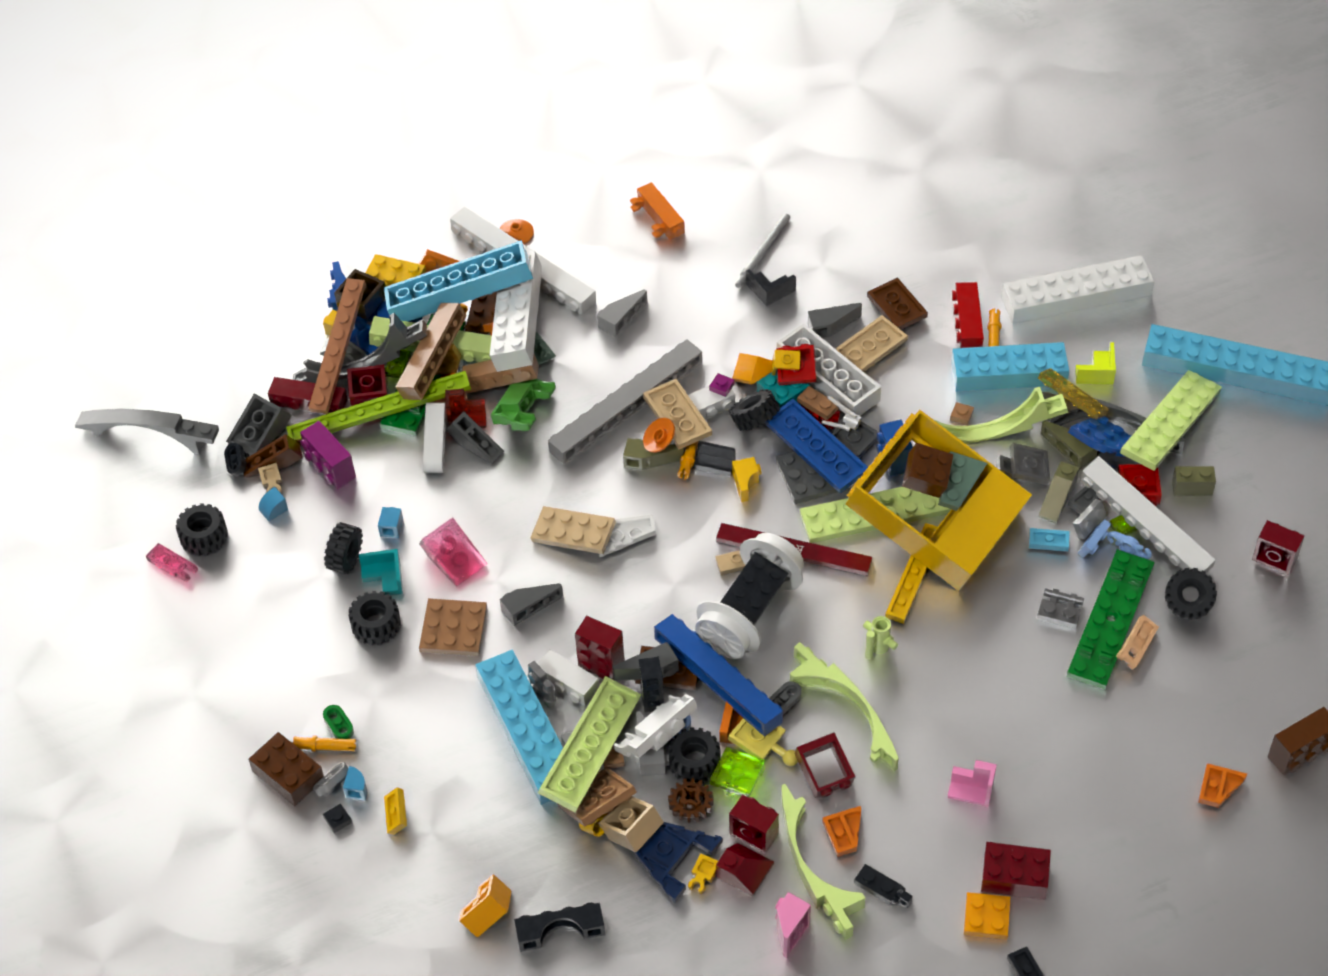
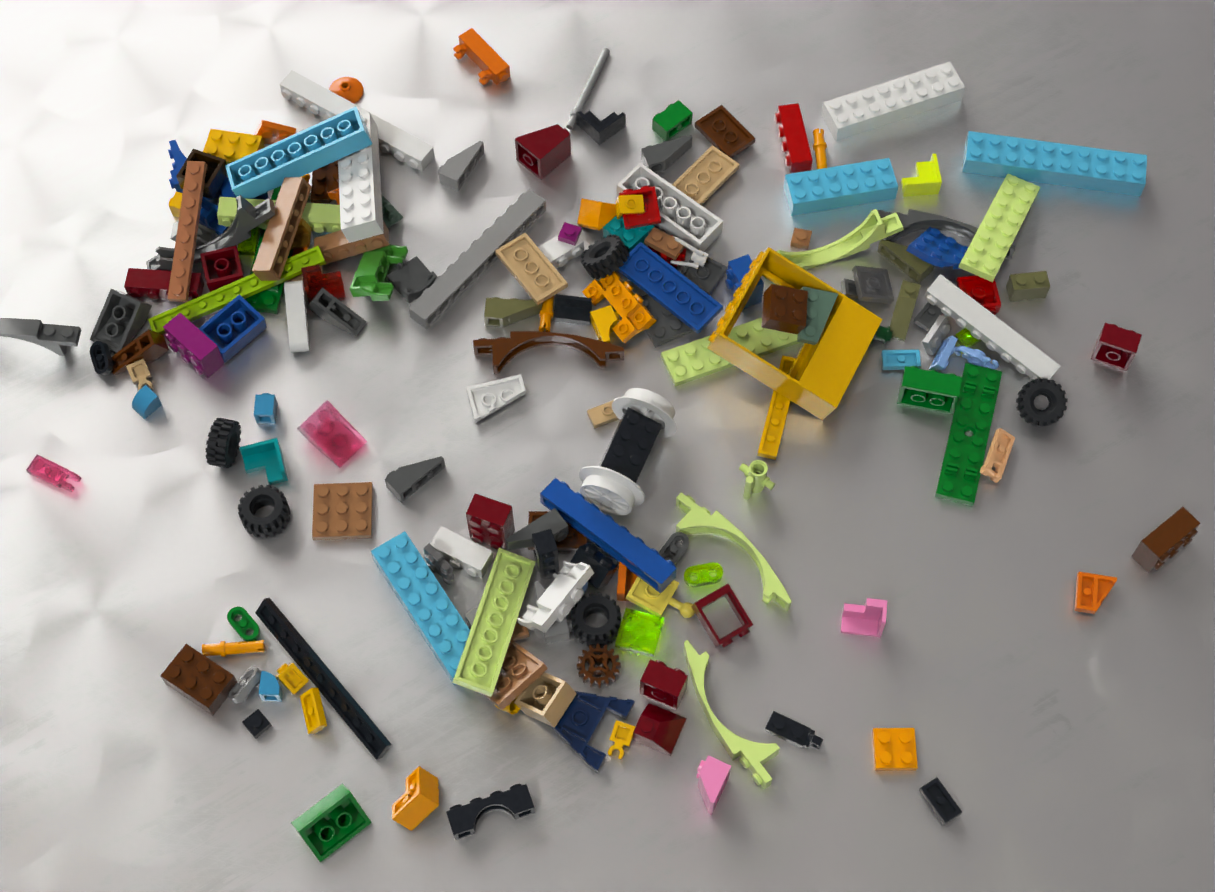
camera: 10 degrees left, 10 degrees up
(206, 540) = (74, 424): black tyre -> none
(371, 441) = (234, 327): none -> blue brick
(378, 777) = (291, 677): none -> yellow bracket
(397, 918) = (331, 822): none -> green slope
(410, 781) = (323, 679): none -> black plate
(555, 414) = (411, 279): none -> dark grey piece
(573, 530) = (446, 398): tan plate -> none
(642, 489) = (506, 349): none -> reddish brown slope
(658, 435) = (516, 293): orange dish -> none
(707, 303) = (543, 149): none -> dark red slope
(707, 704) = (601, 565): none -> black brick
(770, 457) = (627, 304): none -> light orange bracket
(810, 552) = (675, 395): dark red tile -> none
(811, 724) = (702, 573): none -> clear neon green plate
(843, 830) = (748, 679): orange wing -> none
(844, 288) = (672, 120): none -> green brick
(1016, 870) = (916, 701): dark red brick -> none
(1031, 512) = (883, 334): none -> dark green brick
(1060, 613) = (920, 433): flat silver plate -> none
(1072, 393) = (905, 210): clear yellow plate -> none
(1073, 570) = (929, 390): none -> green brick

